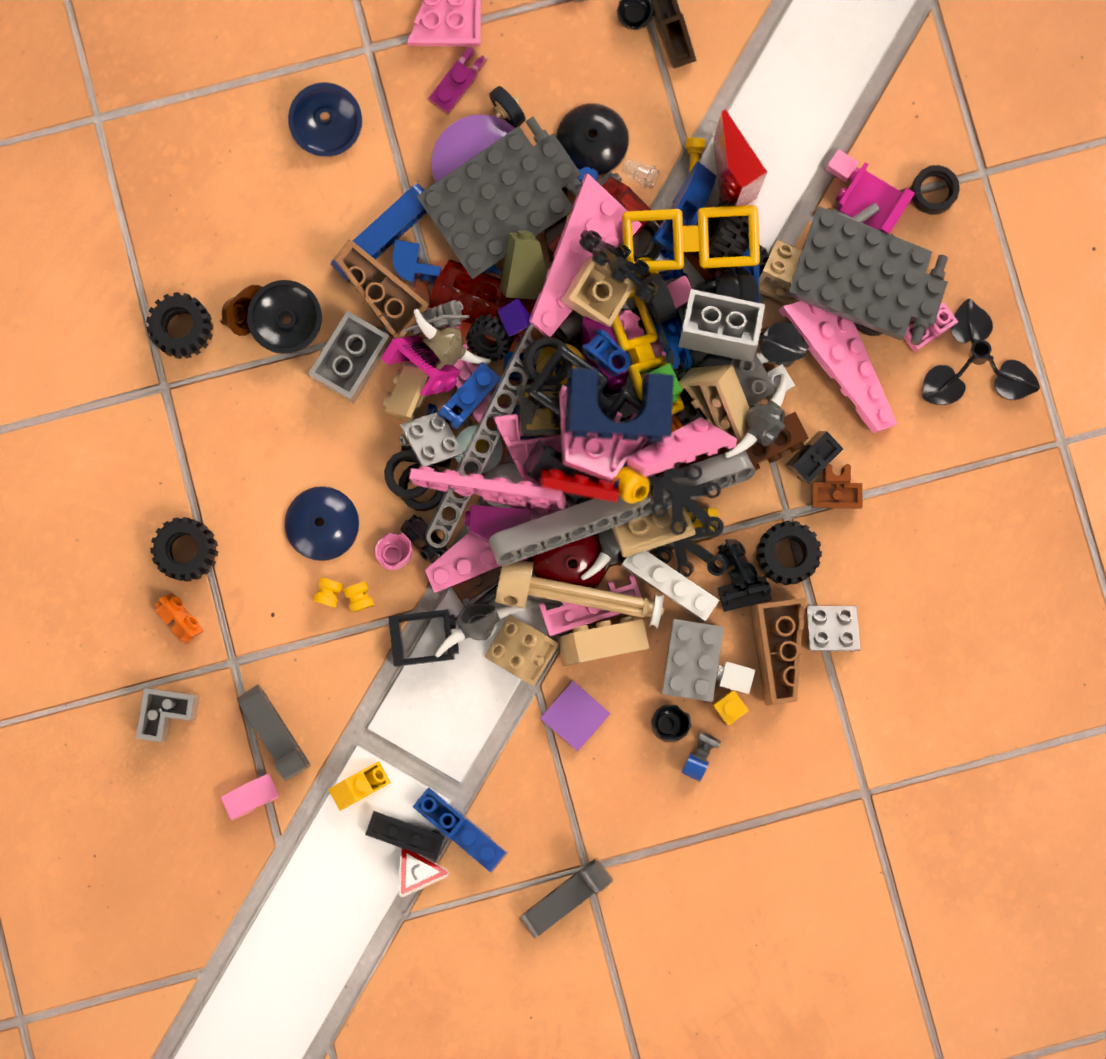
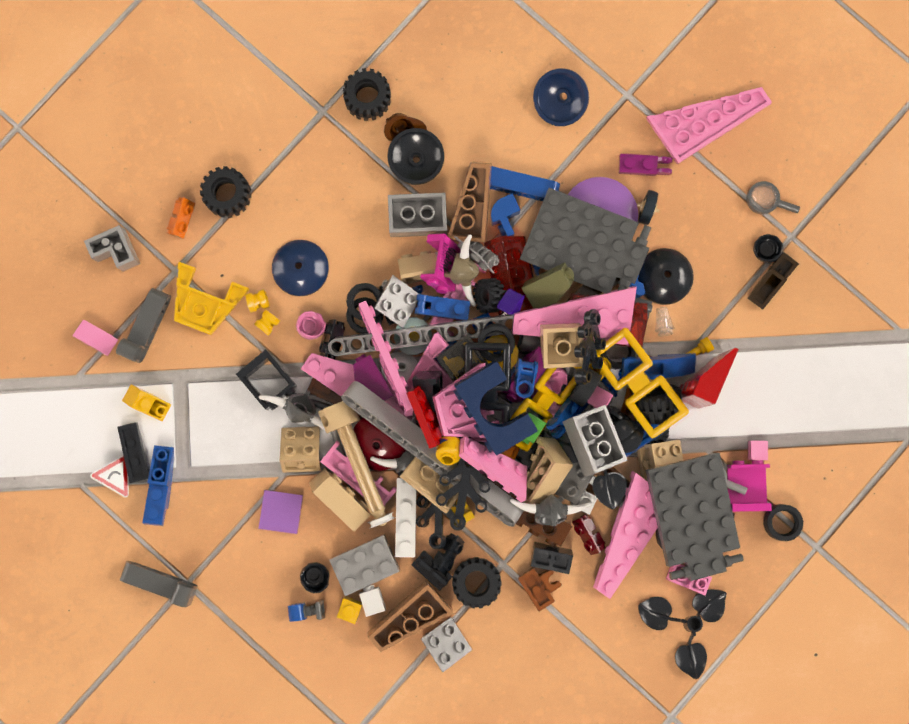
camera: 55 degrees right, 0 degrees up
(294, 661) = (201, 309): none -> yellow wing
(826, 402) = (592, 542): none -> dark red hinge

